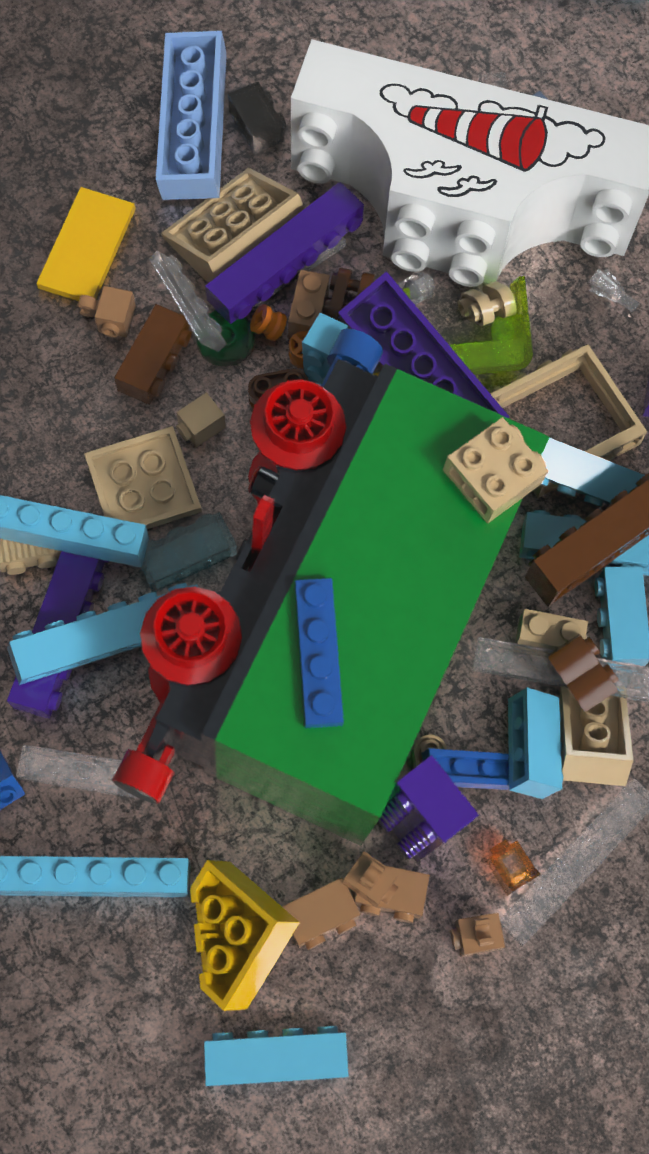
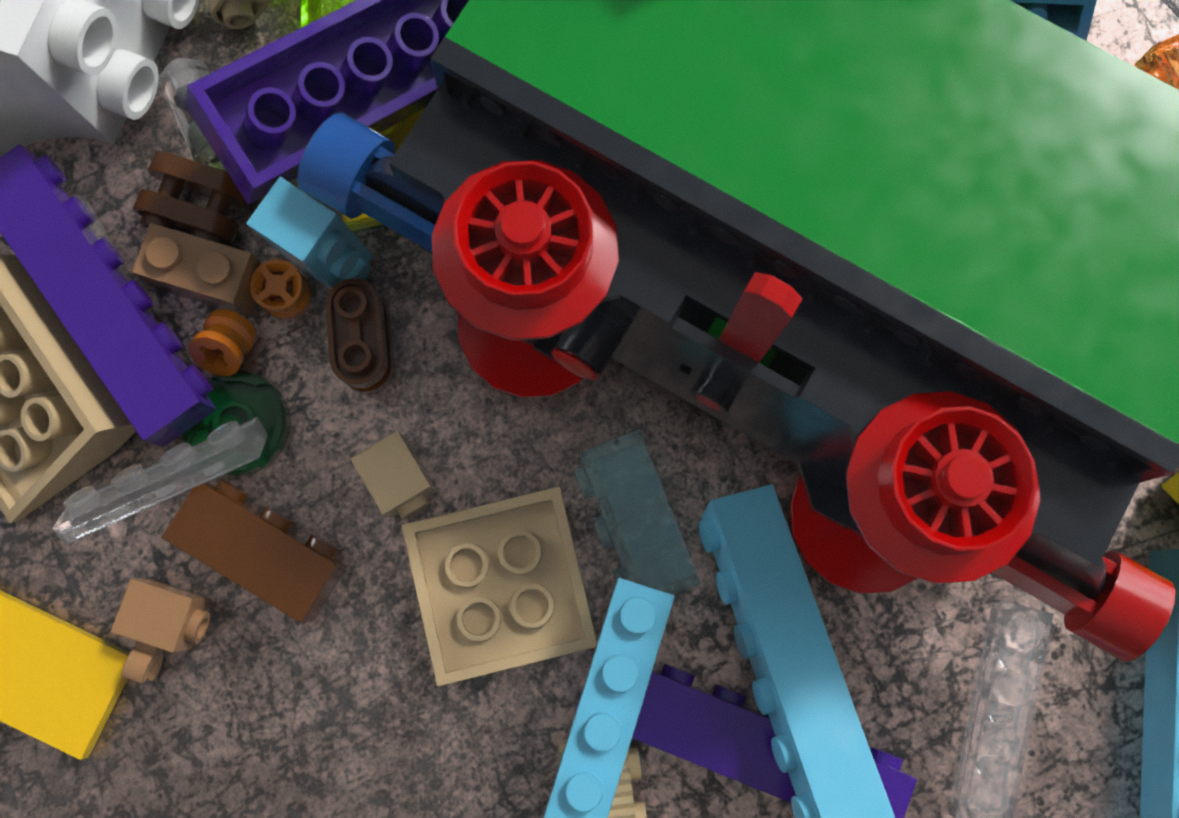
camera: 80 degrees left, 10 degrees up
(318, 653) = (1027, 238): blue plate -> none

